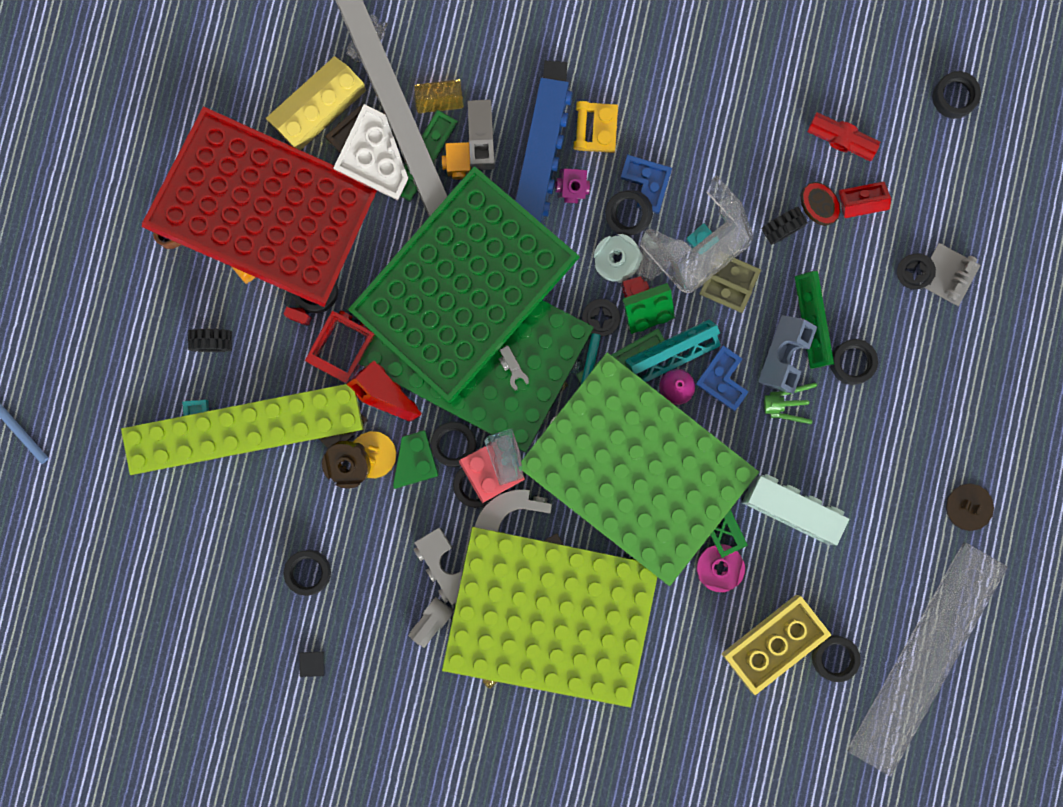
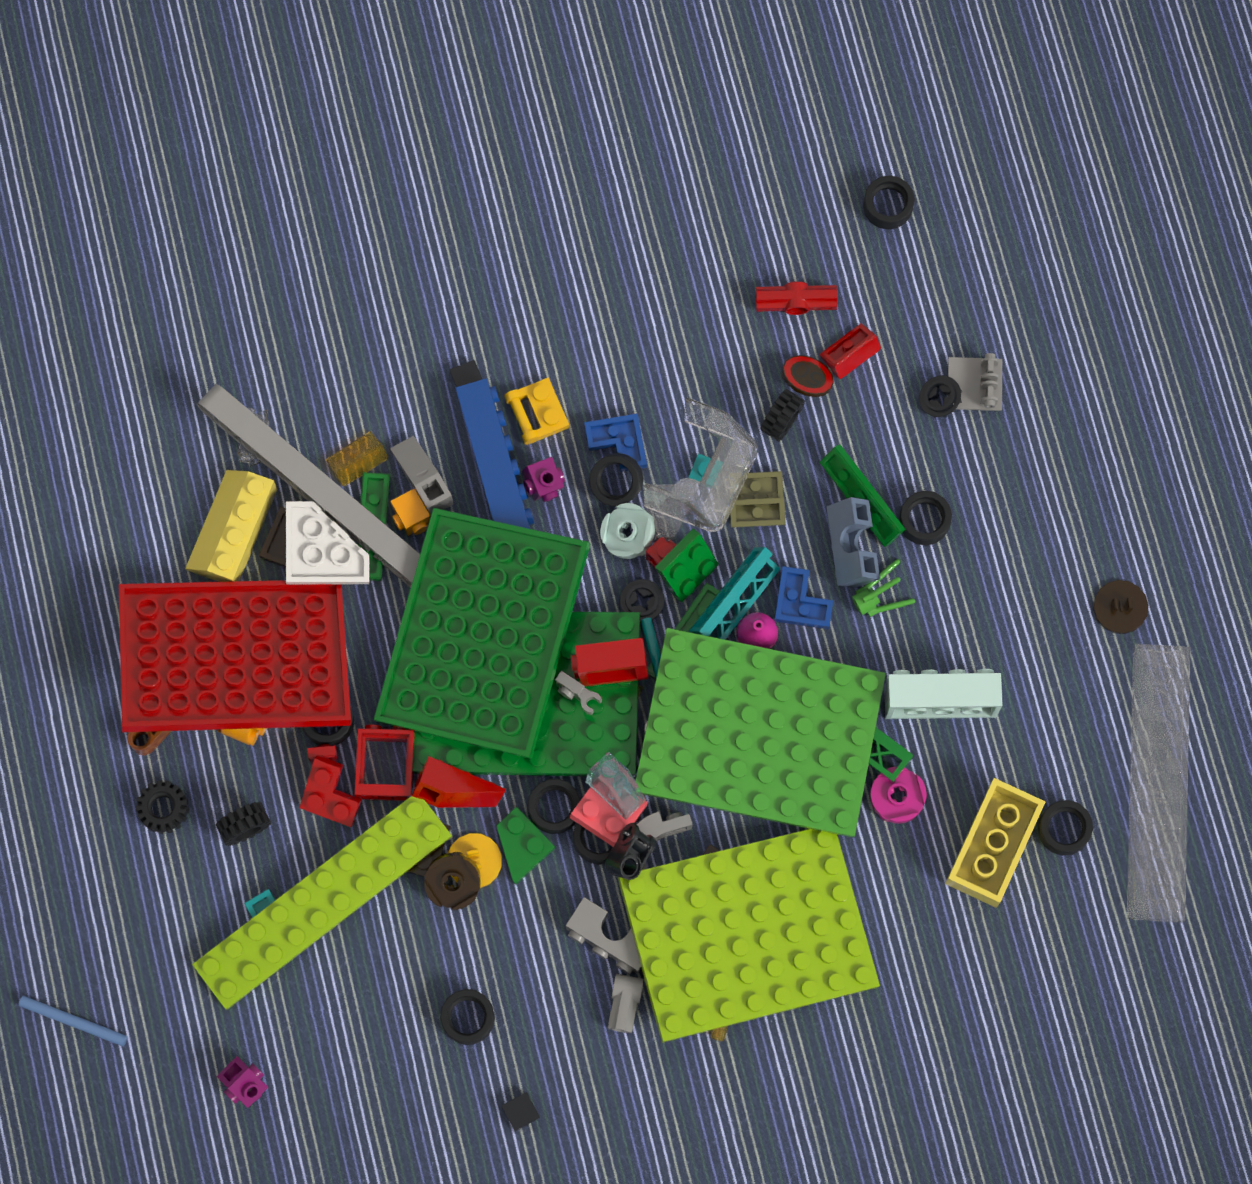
camera: 25 degrees left, 10 degrees down
(113, 537) = (242, 1082): none -> magenta brick
(147, 286) = (158, 790): none -> black tyre
(282, 352) = (323, 798): none -> red plate
(489, 513) = (631, 851): none -> black piece
(548, 358) = (610, 662): none -> red window

